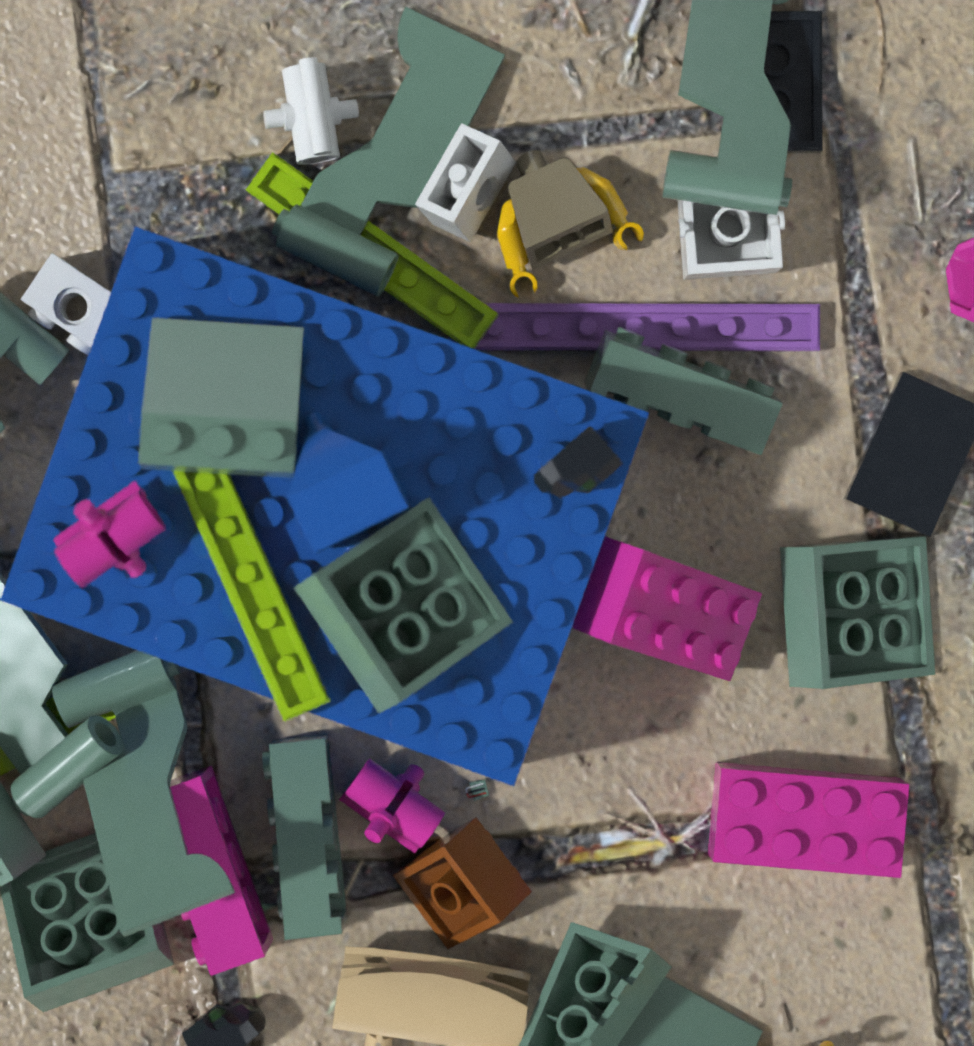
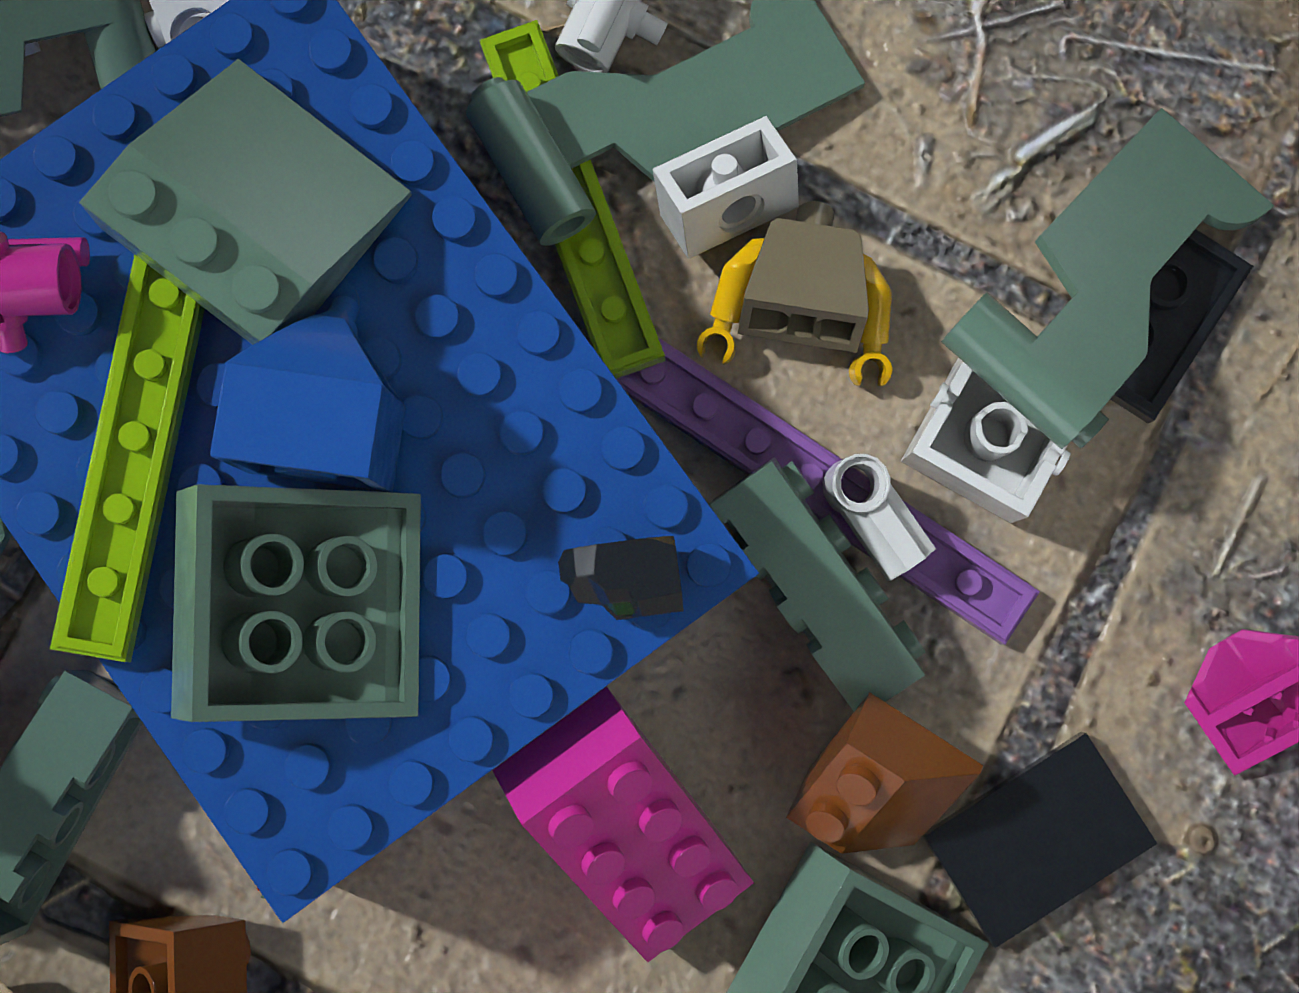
camera: 30 degrees right, 5 degrees down
(393, 805) = (158, 840): dark pink pin -> none
(695, 326) = (881, 520): none -> white piece
(798, 484) = (880, 782): none -> dark orange slope

